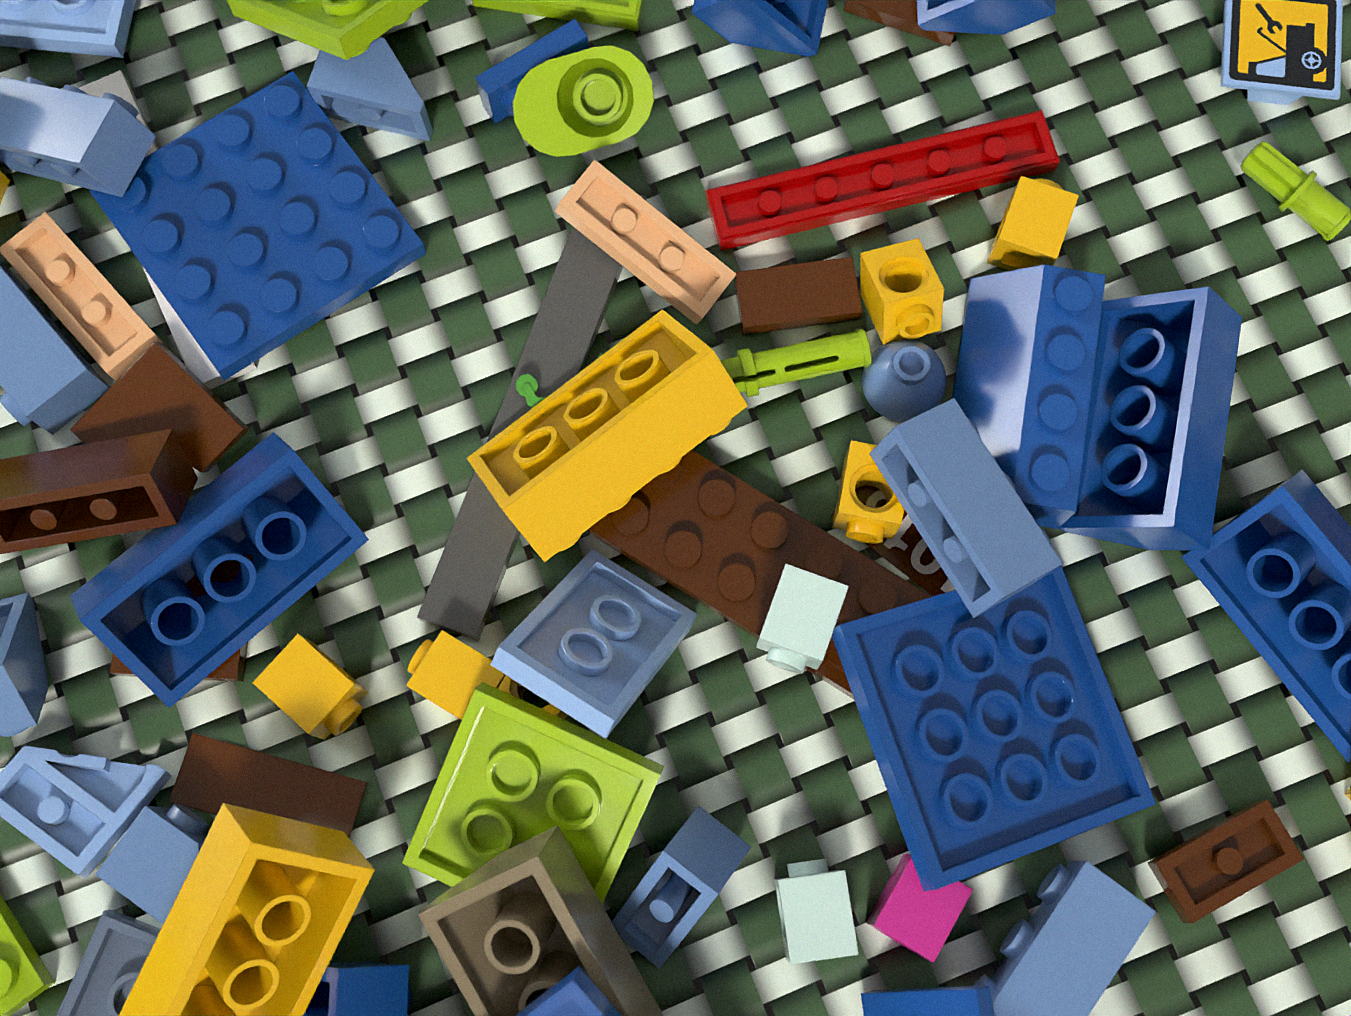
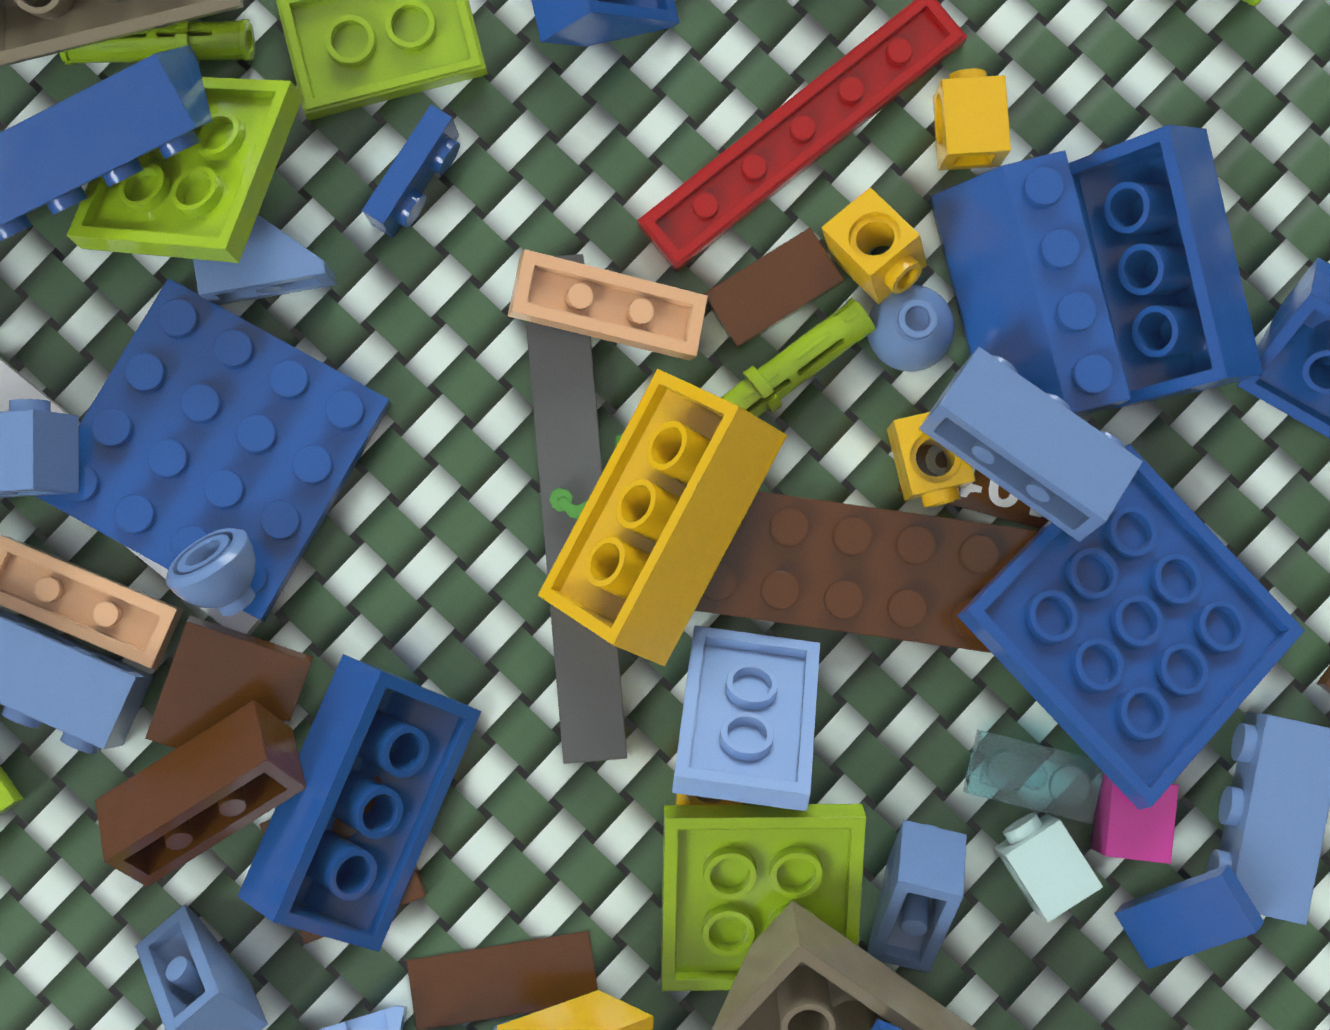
camera: 25 degrees left, 10 degrees up
(197, 307) = (215, 572): none -> medium blue brick
(312, 689) = (502, 874): yellow brick -> none
(450, 672) = (628, 804): yellow brick -> none
(583, 101) = (480, 187): lime piece -> none
(801, 619) = (924, 614): light aqua brick -> none
(841, 827) = (1033, 776): none -> clear light blue plate

